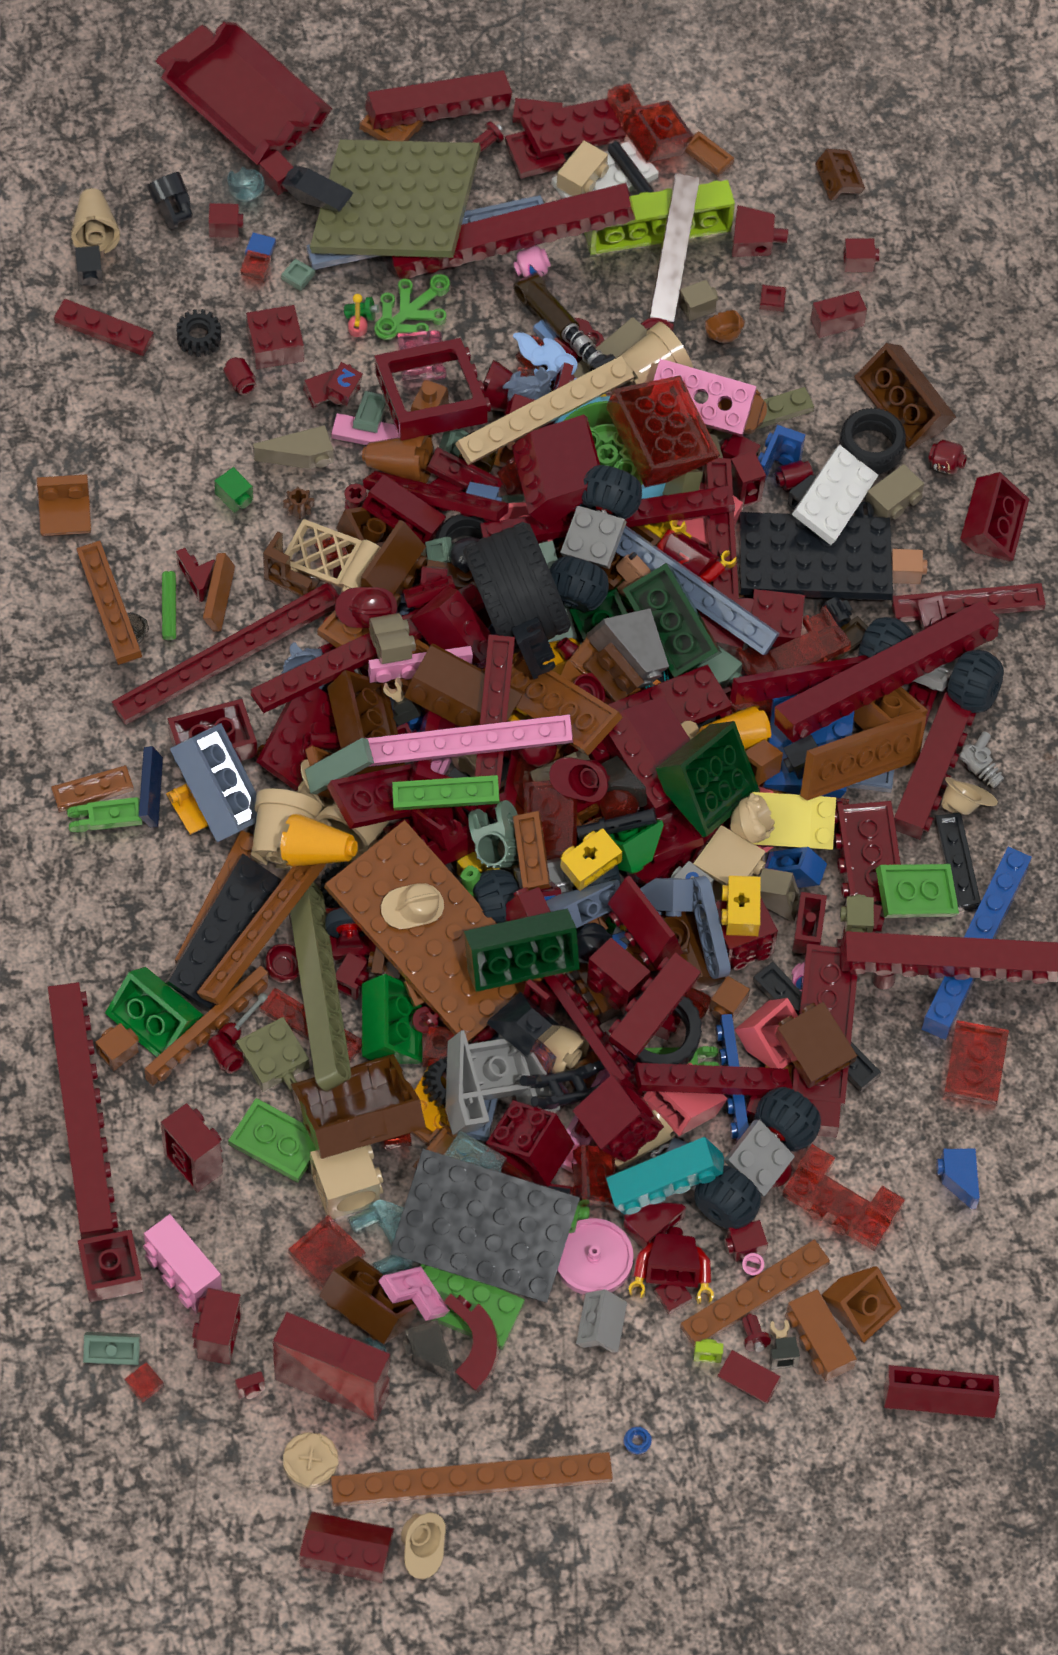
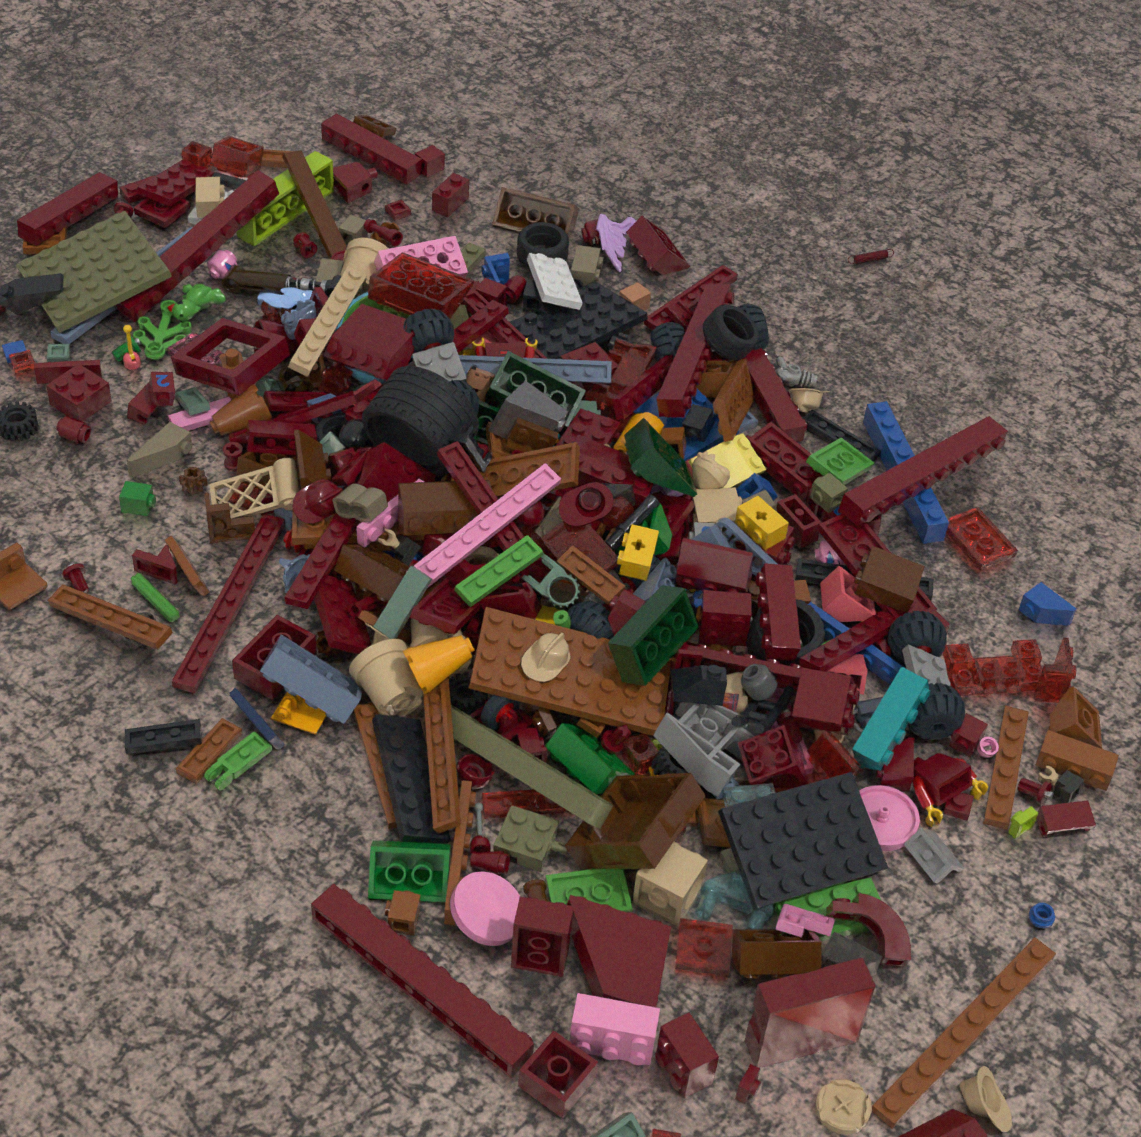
camera: 40 degrees left, 15 degrees down
(63, 750) = (163, 736): none -> black plate
(119, 536) = (75, 574): none -> dark red piece
(178, 1081) = (485, 908): none -> bright pink piece
(233, 1110) = (536, 888): none -> reddish brown bush
(248, 1209) = (619, 951): none -> dark red slope
(276, 298) = (49, 371): none -> dark red tile
(471, 291) = (197, 299): none -> bright green animal
(580, 1058) = (758, 682): none -> dark grey head
(635, 288) = (305, 244): none -> dark red bush
(720, 335) = (391, 236): none -> dark red piece
(811, 201) = (371, 148): none -> dark red brick
(874, 1252) = (1056, 677): none -> clear red bracket
(950, 672) = (730, 332): none -> black tyre
(954, 476) = (613, 238): none -> lavender animal

